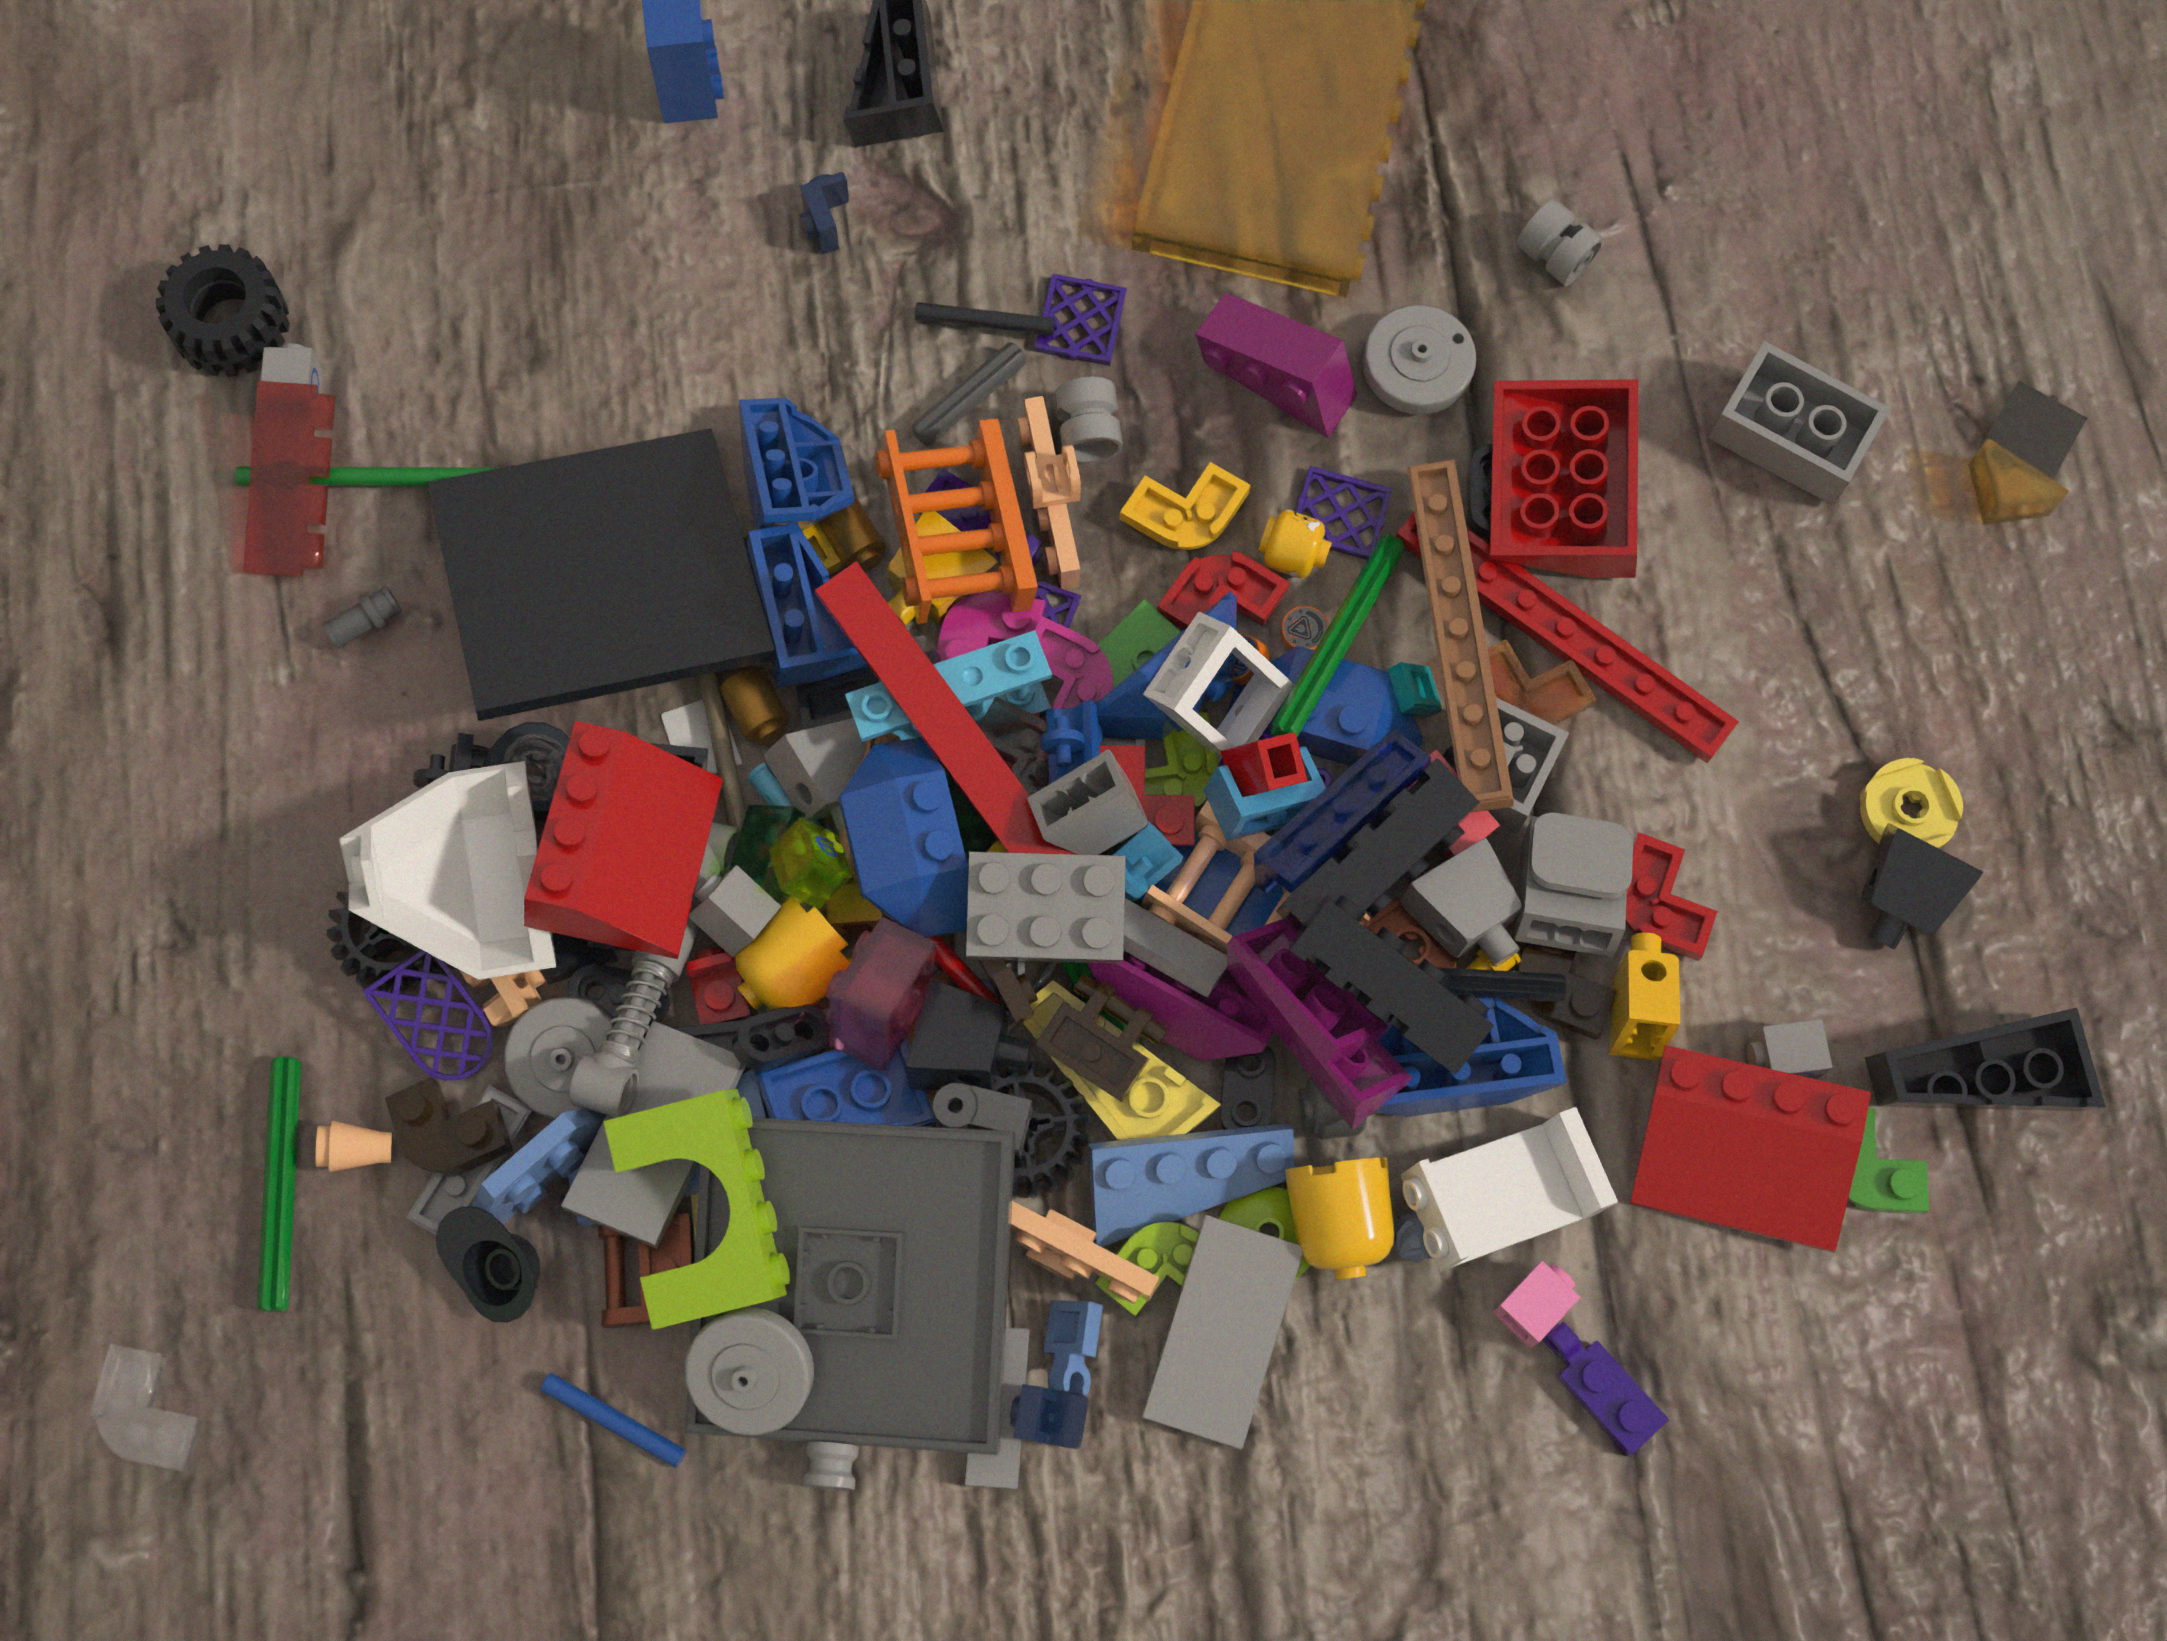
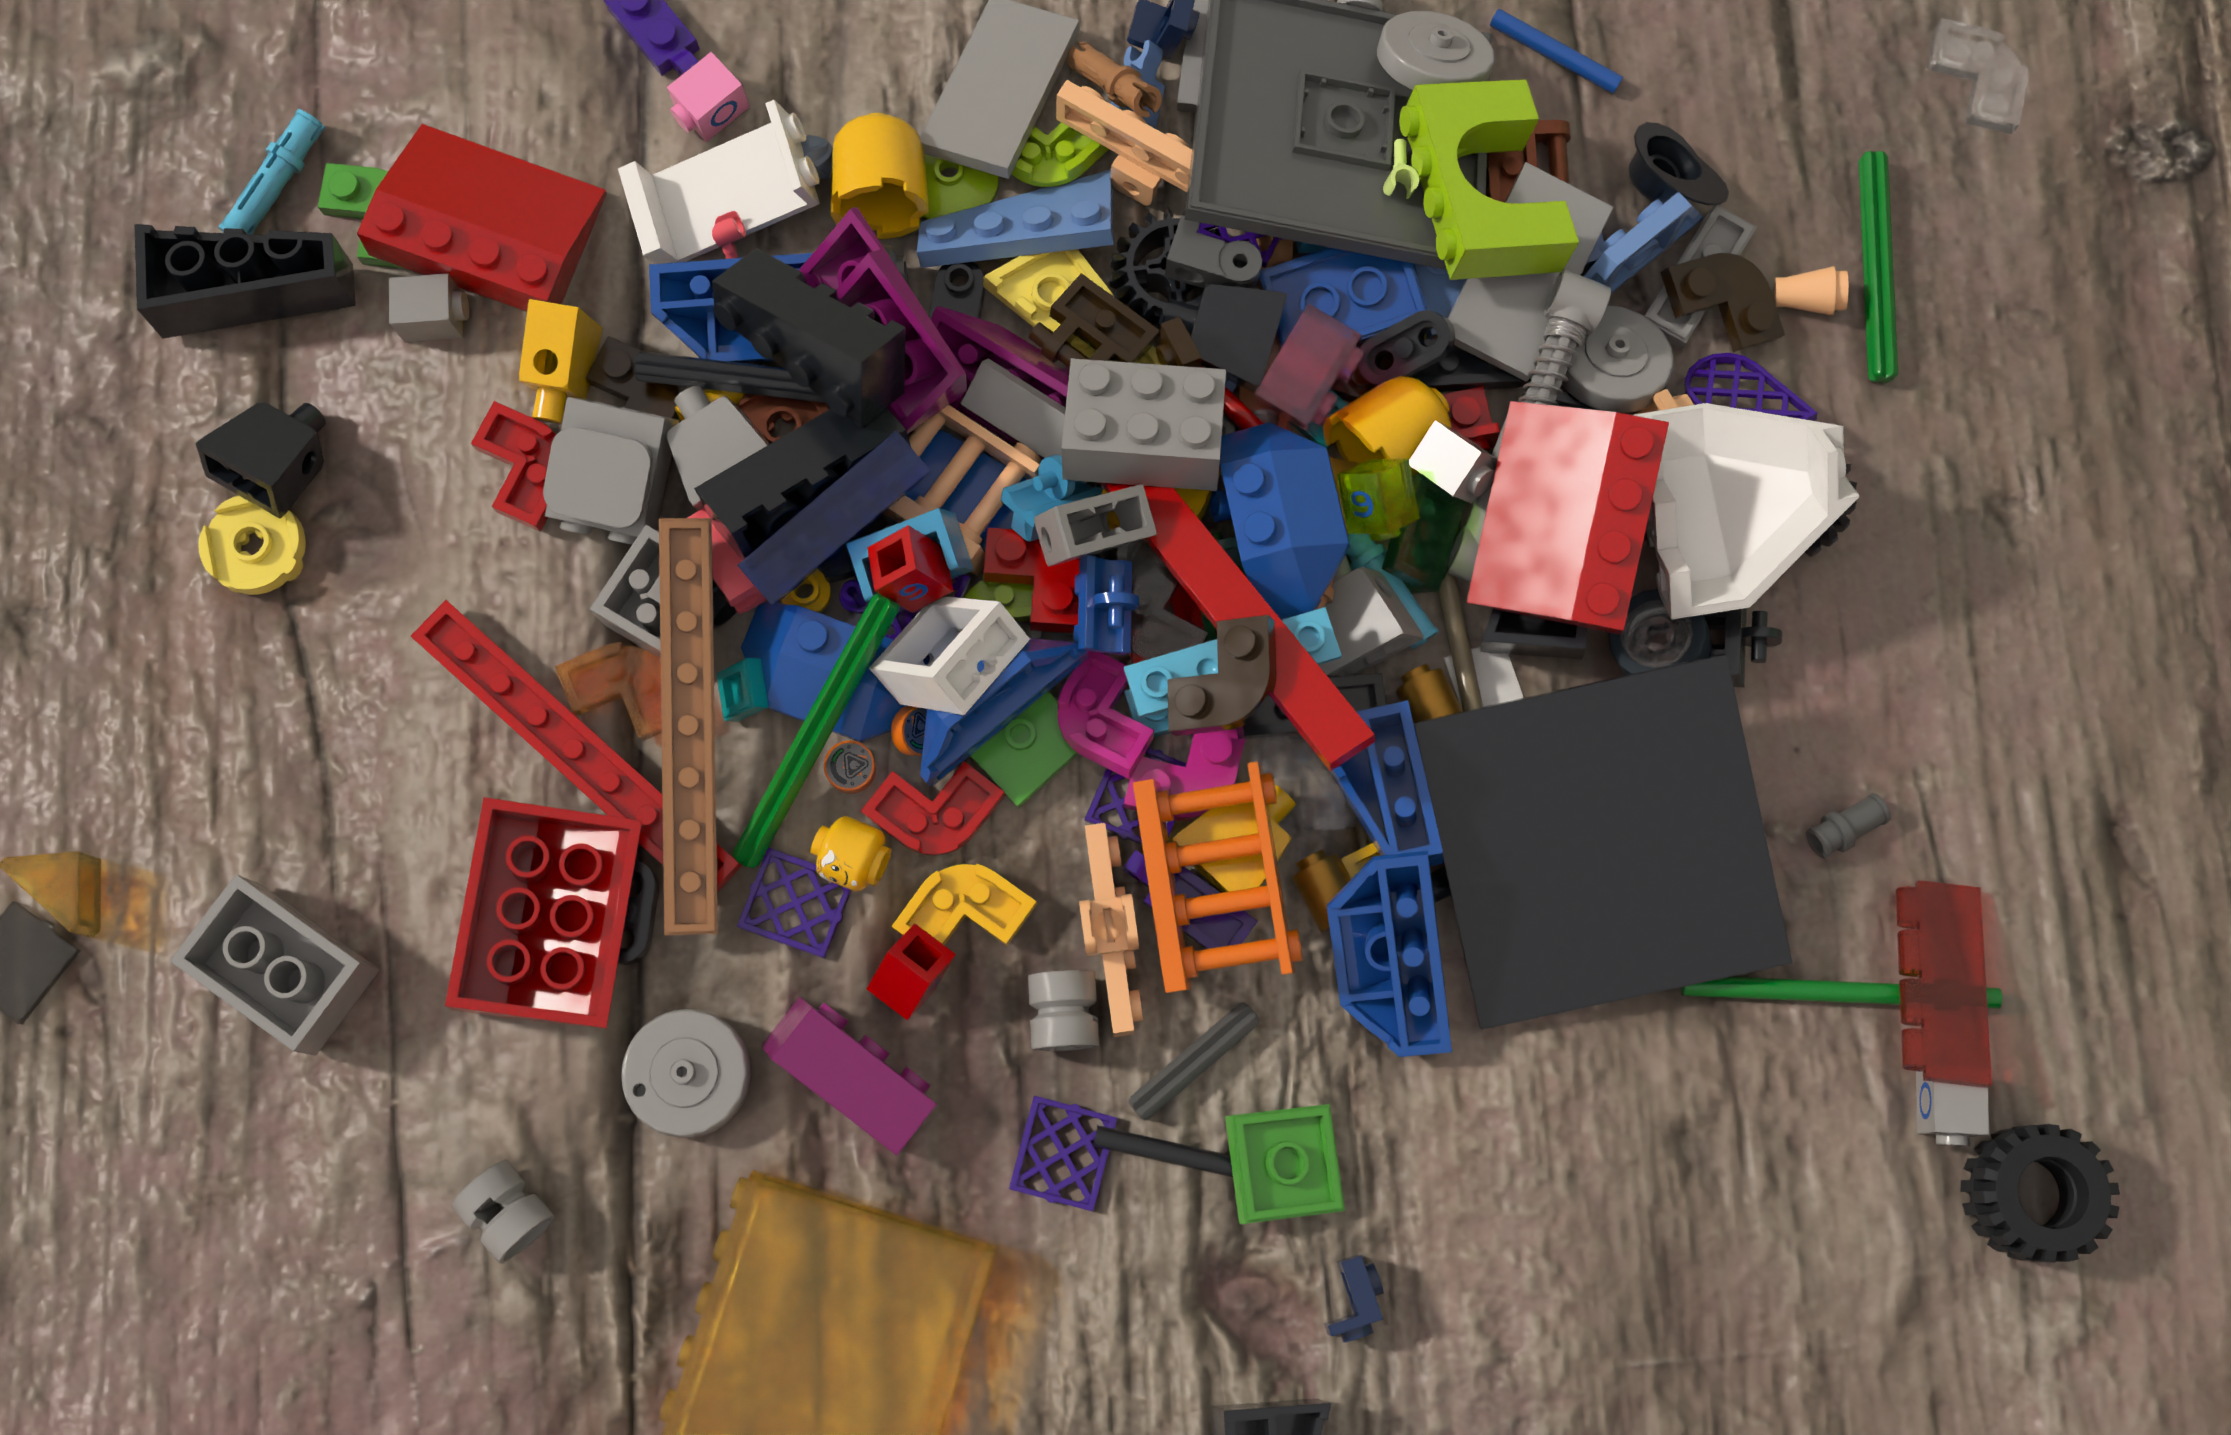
camera: 170 degrees left, 5 degrees up
(788, 1216) = (1401, 171): none -> yellowish green hand
(886, 311) = (1284, 1163): none -> bright green plate
(943, 639) = (1239, 687): none -> dark brown plate
(1089, 1312) = (1118, 81): none -> medium nougat pin
(1228, 442) = (911, 971): none -> red brick
(1489, 1140) = (726, 231): none -> coral hand
(1974, 1211) = (278, 167): none -> medium azure pin

